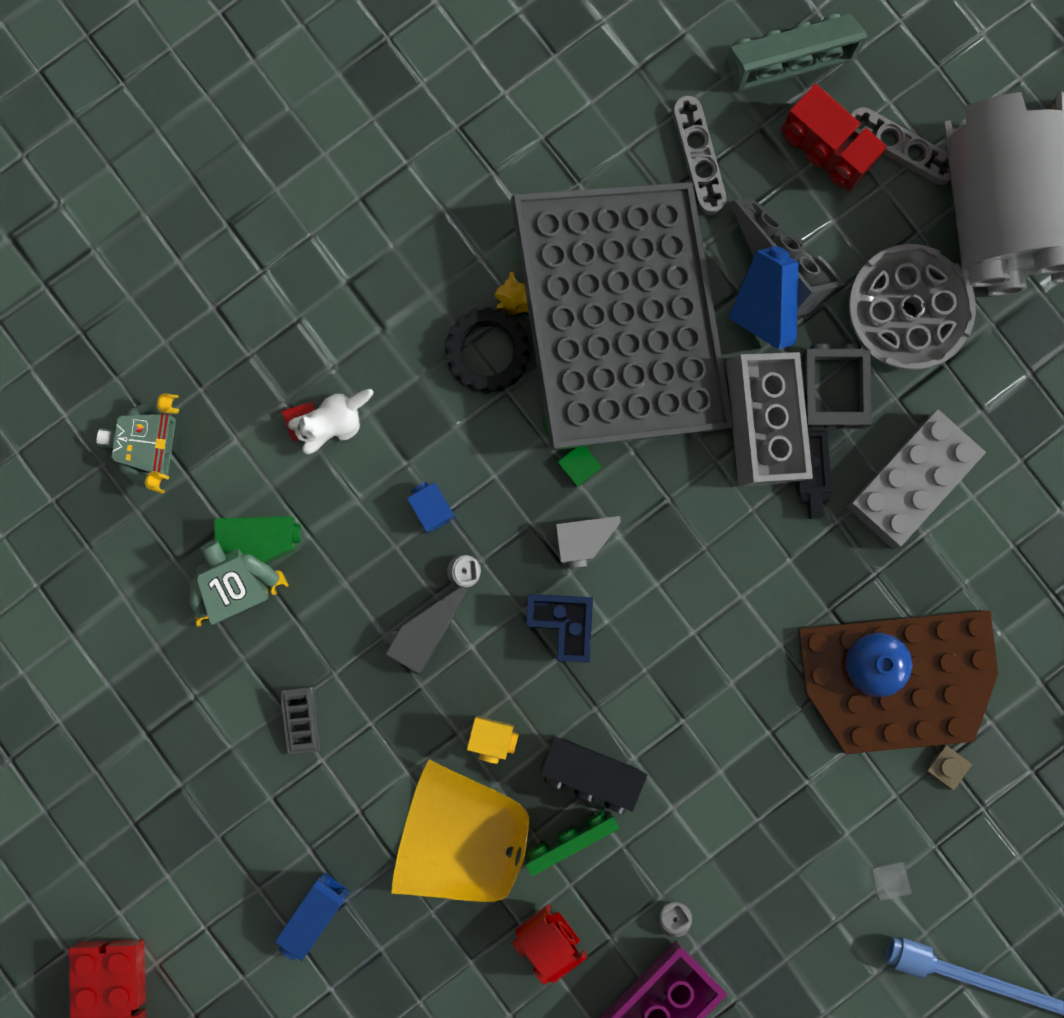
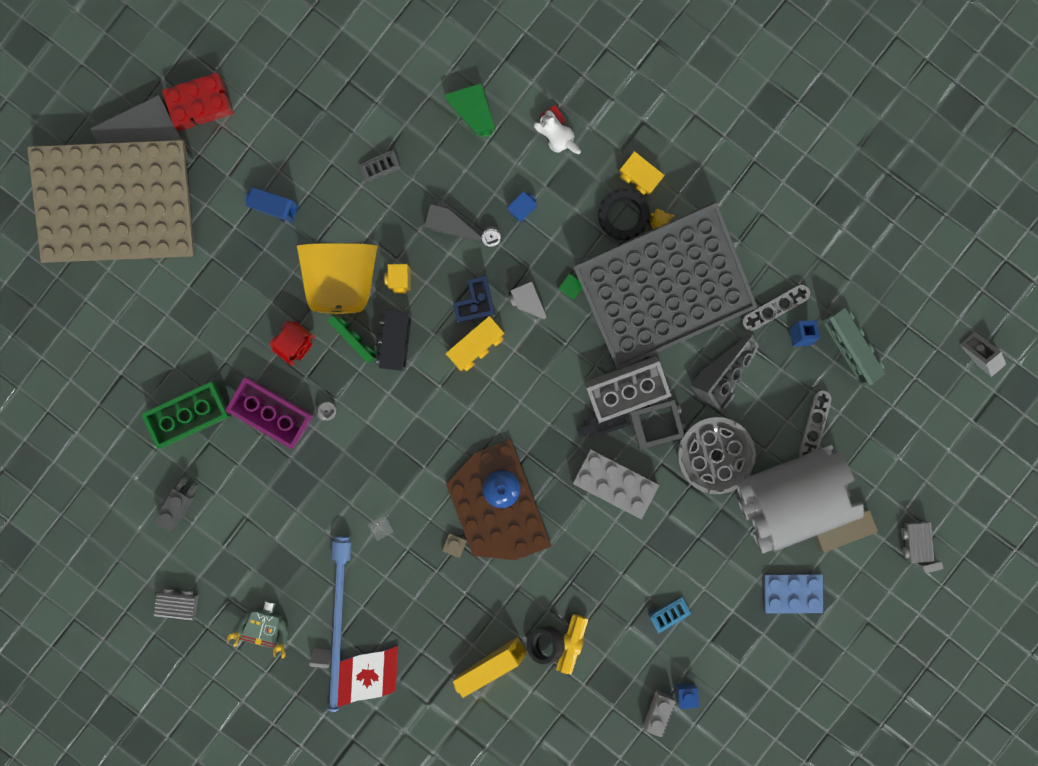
camera: 75 degrees right, 5 degrees up
(143, 442) = (514, 29): sand green torso -> none
(230, 583) = (445, 103): sand green torso -> none
(431, 306) = (641, 174): none -> yellow brick
(632, 643) = (475, 344): none -> yellow brick
(753, 120) = (804, 333): none -> blue brick
(769, 298) = (697, 370): blue slope -> none
(822, 130) = (805, 380): red piece -> none

